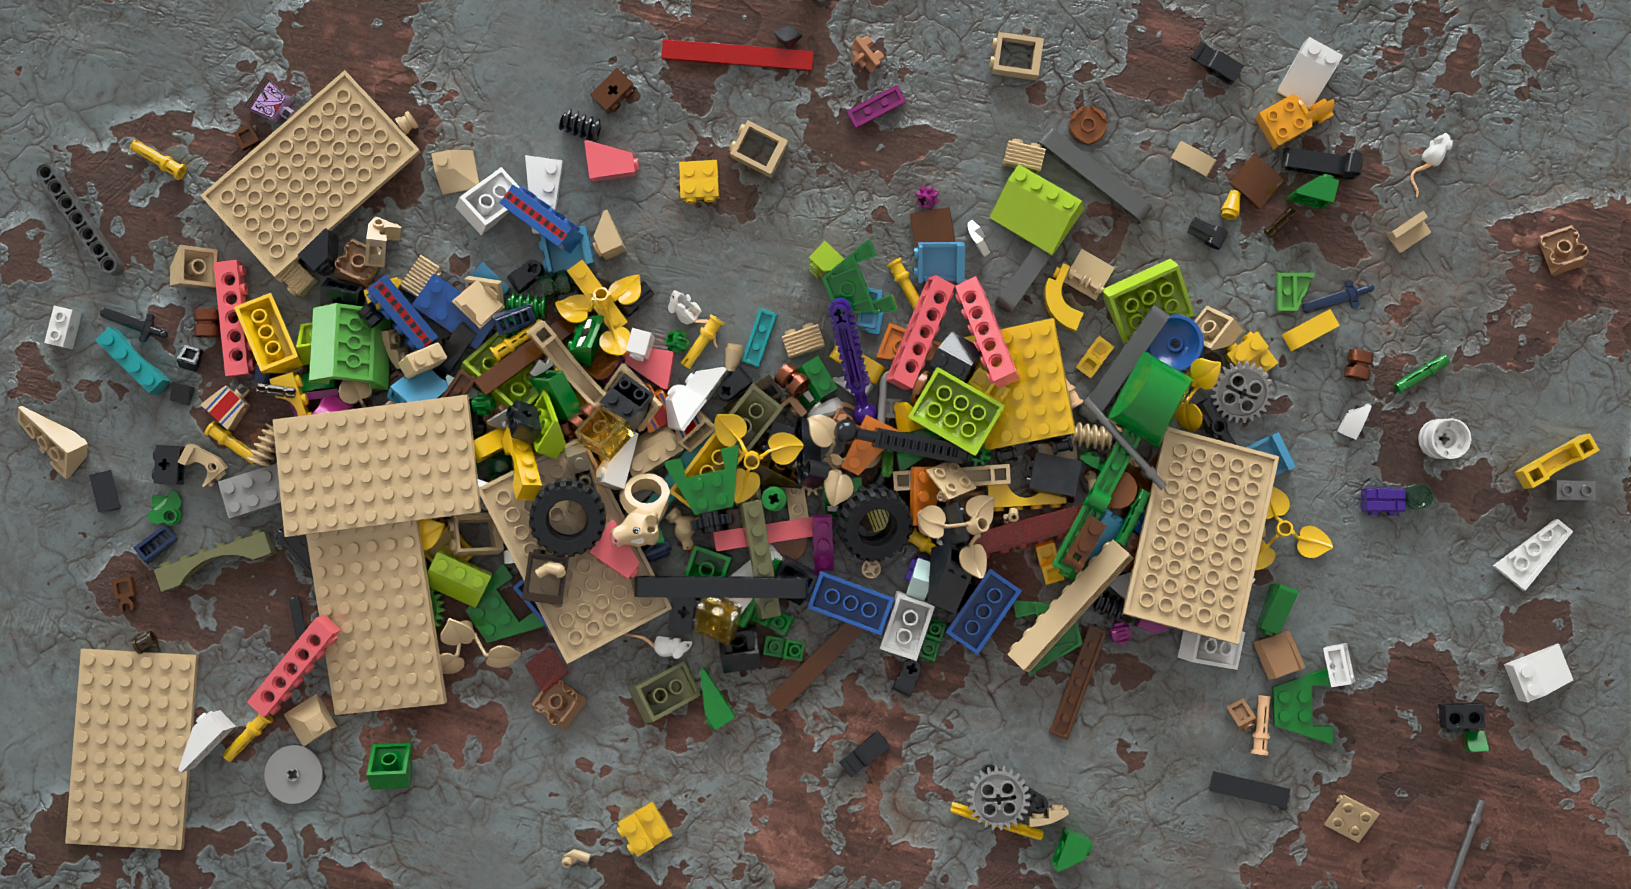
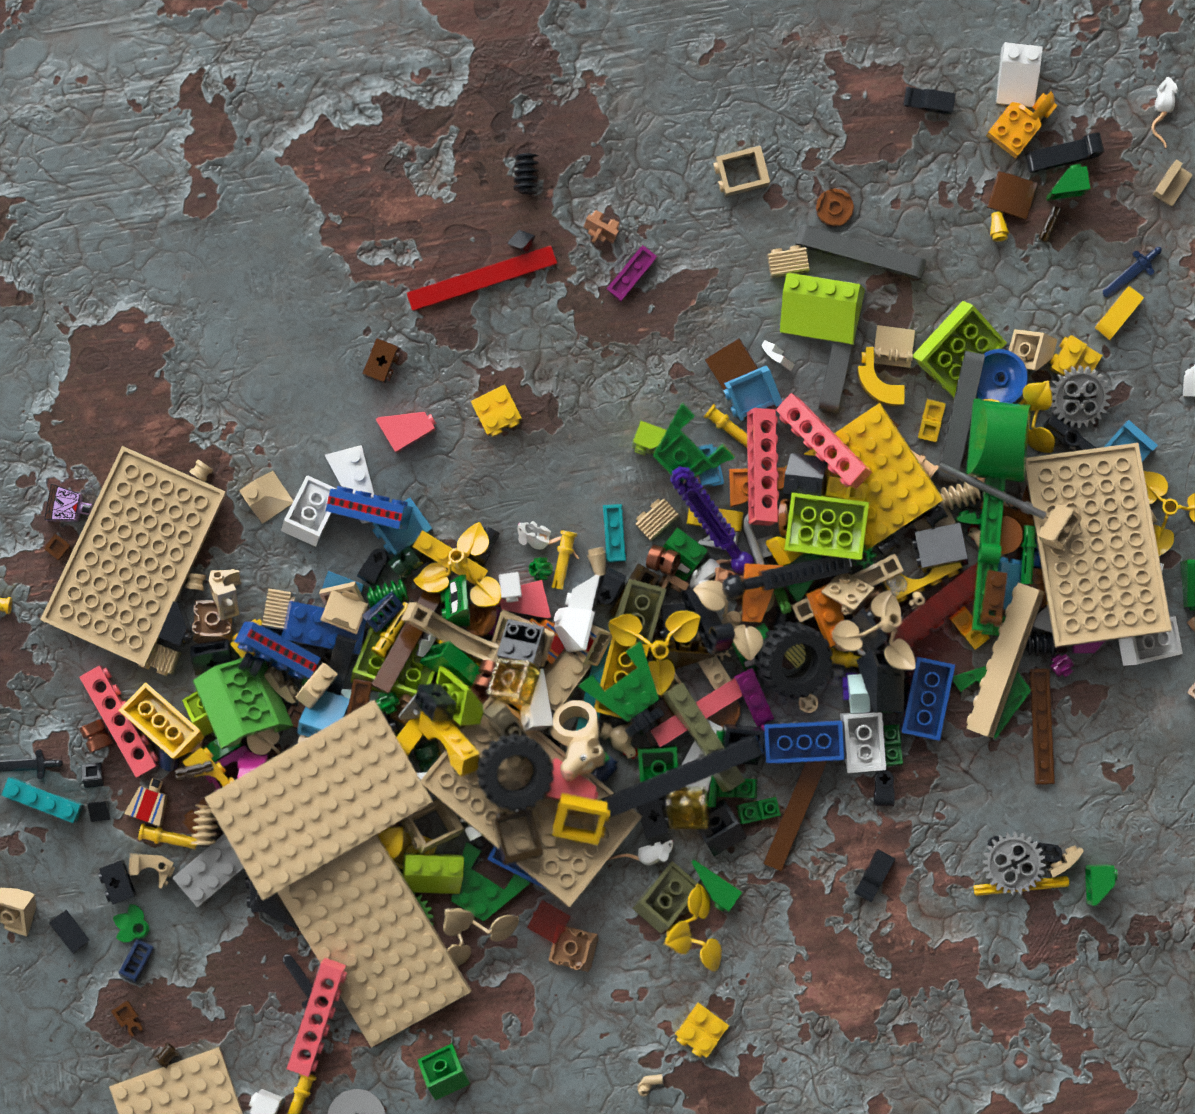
camera: 25 degrees left, 0 degrees up
(178, 574) = (169, 980): olive arch -> none
(193, 267) = (61, 689): tan slope -> none
(310, 720) = (350, 1062): tan slope -> none
(358, 221) = (195, 581): none -> tan wheel
(551, 567) = (521, 824): tan arm -> none
(580, 125) = (364, 405): black piece -> none
(607, 238) = (436, 500): tan slope -> none
(618, 574) = (585, 805): none -> yellow window
(658, 734) = (679, 934): none -> yellow plant
(771, 491) = (698, 672): green piece -> none
(775, 158) = (518, 347): tan window -> none
(927, 197) = (714, 338): magenta gear -> none
(1003, 493) = (901, 584): none -> clear plate
(1173, 503) = (1059, 527): none -> tan brick
(1194, 159) = (945, 198): tan slope -> none
(1212, 234) = (992, 262): black piece -> none
(1291, 290) = (1086, 282): bright green wing -> none
(1358, 365) = (1176, 326): copper wheel -> none

